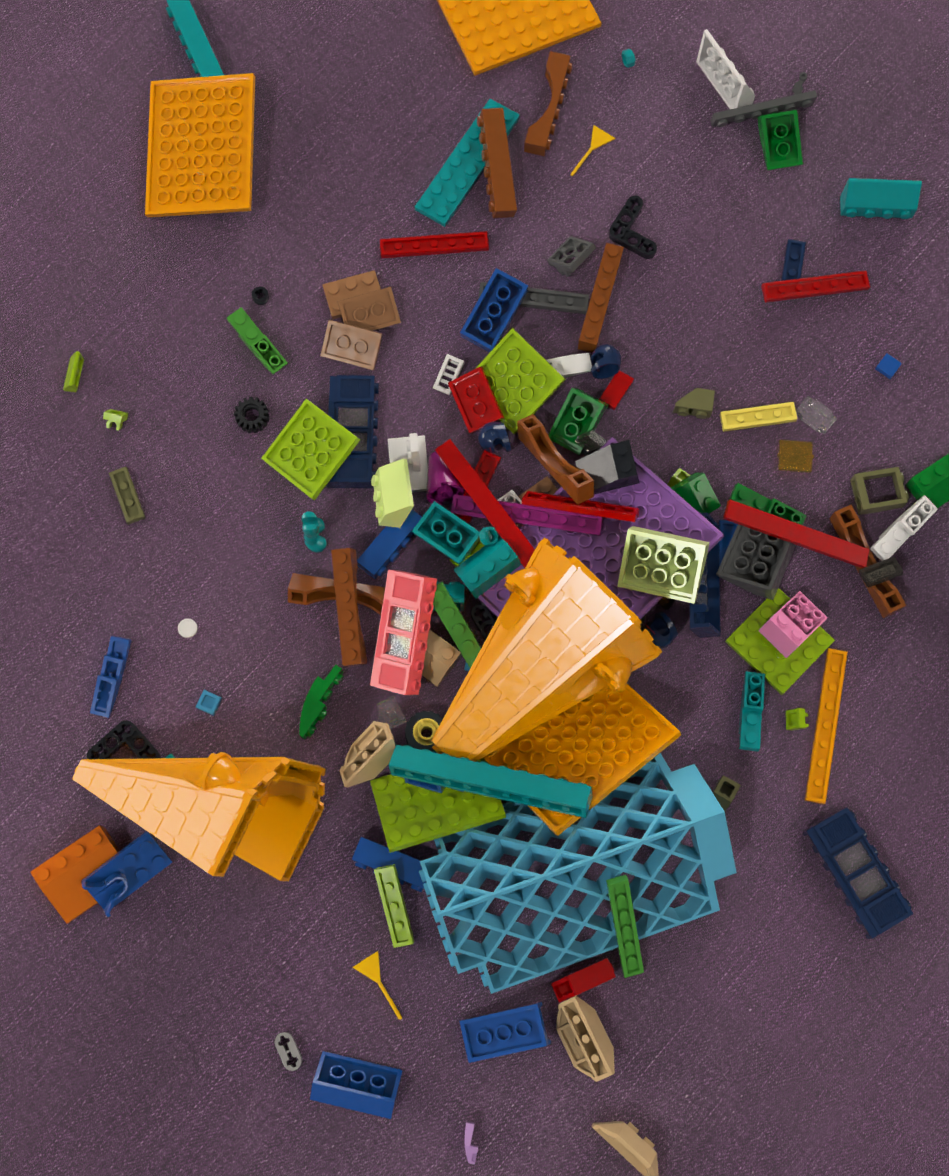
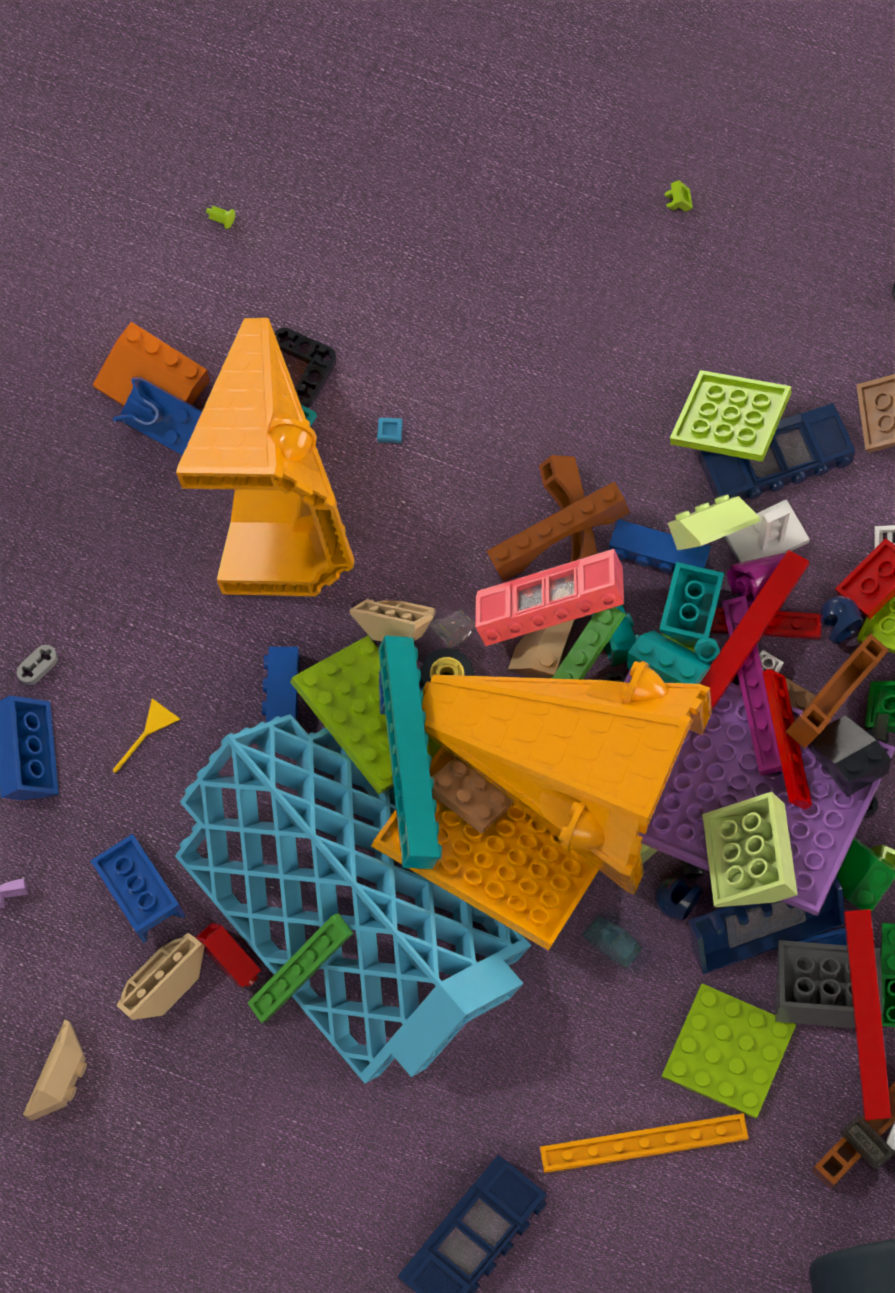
camera: 75 degrees right, 5 degrees down
(74, 372) = (715, 133): lime slope -> none
(110, 677) = (378, 317): blue slope -> none
(127, 495) = (594, 248): olive tile -> none
(187, 628) = (466, 374): white piece -> none
(247, 405) = (755, 328): black tyre -> none
(256, 341) = (841, 307): bright green slope -> none
(312, 527) = (636, 454): teal piece -> none
(313, 708) = (426, 542): green slope -> none
(394, 906) = (234, 712): lime plate -> none
(534, 749) = (469, 795): none -> medium nougat plate
(674, 690) = (612, 941): none -> clear light blue slope
(725, 791) = (500, 1040): olive slope -> none
(751, 711) = (623, 1043): teal slope -> none
(792, 624) = (752, 1053): bright pink slope -> none
(796, 719) = (635, 1100): lime tile -> none

